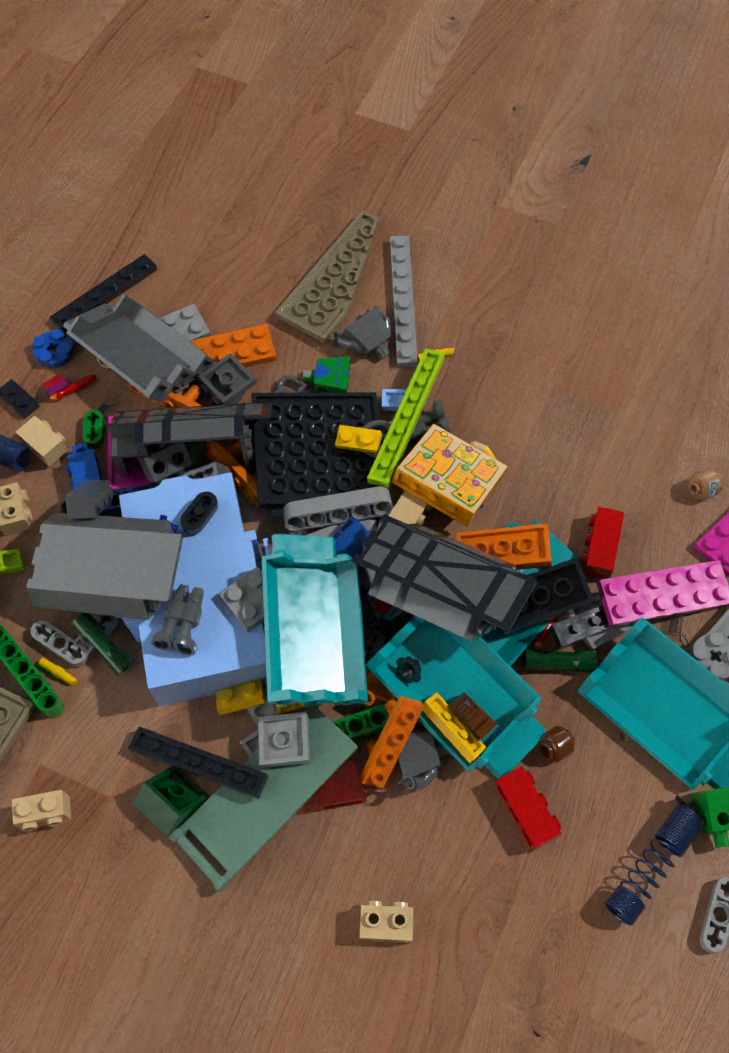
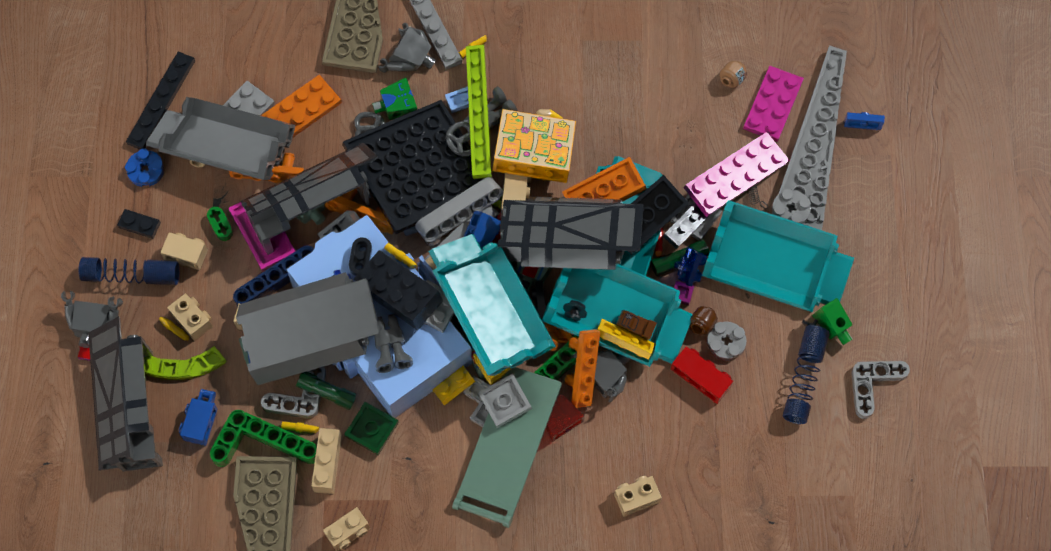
camera: 25 degrees left, 5 degrees up
(55, 384) = (165, 198): tile -> none
(62, 721) = (326, 461): none -> tan brick
(73, 387) = (181, 195): red piece -> none
(83, 465) = (235, 262): blue brick -> none
(88, 499) = (263, 281): dark grey brick -> none
(129, 706) = (371, 428): none -> dark green plate
(164, 455) = (304, 229): dark grey brick -> none
(169, 799) = (439, 481): dark green slope -> none
(199, 762) = (447, 445): black plate -> none
(218, 564) = (400, 290): none -> black brick
(226, 381) = (313, 139): dark grey plate -> none
(243, 529) = (400, 255): none -> yellow piece
(358, 439) = (449, 146): yellow plate -> none
(548, 703) = (685, 292): none -> magenta tile
(565, 673) = (688, 266): none -> clear blue hips
(575, 794) = (733, 349): none -> light grey plate
(602, 542) = (674, 153): red brick -> none

